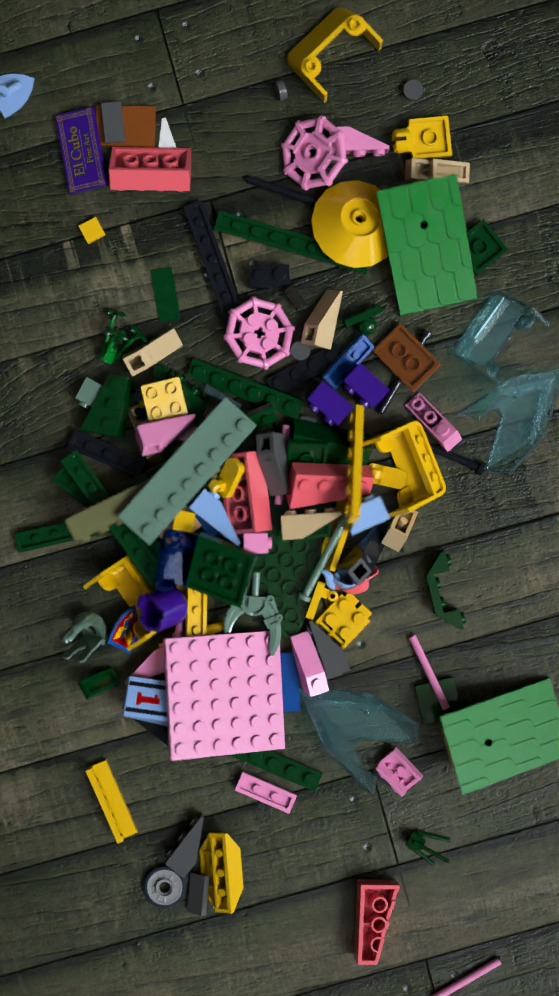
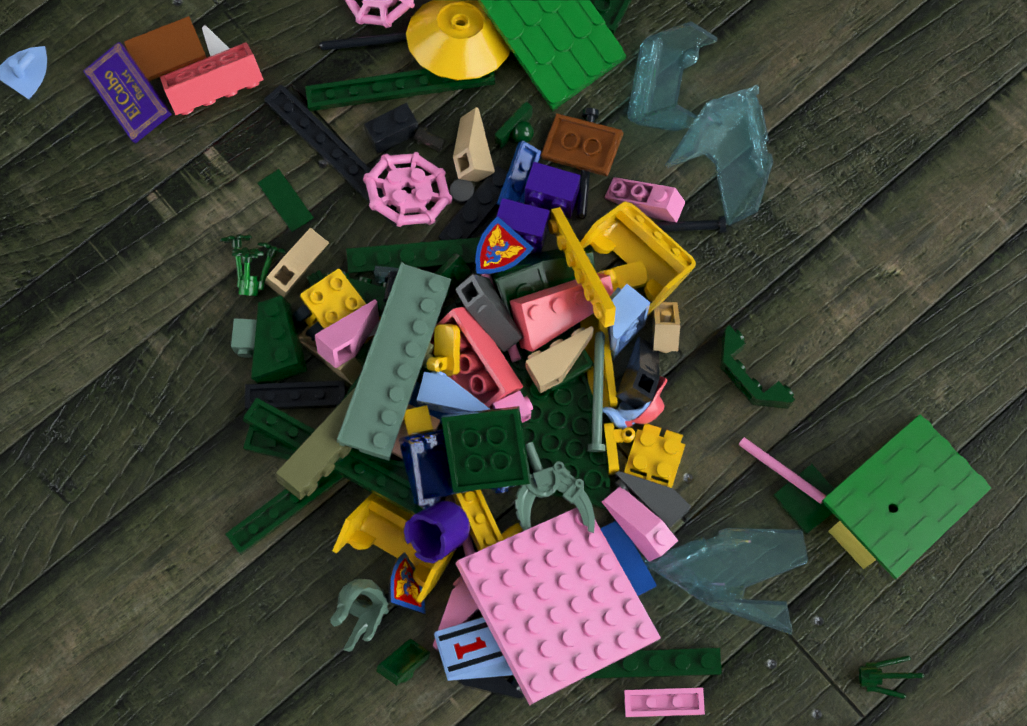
camera: 25 degrees left, 15 degrees down
(92, 230) = (174, 168): yellow tile -> none
(113, 122) = (149, 49): dark grey tile -> none
(303, 420) = (500, 248): none -> shield
(398, 771) = (808, 601): bright pink bracket -> none

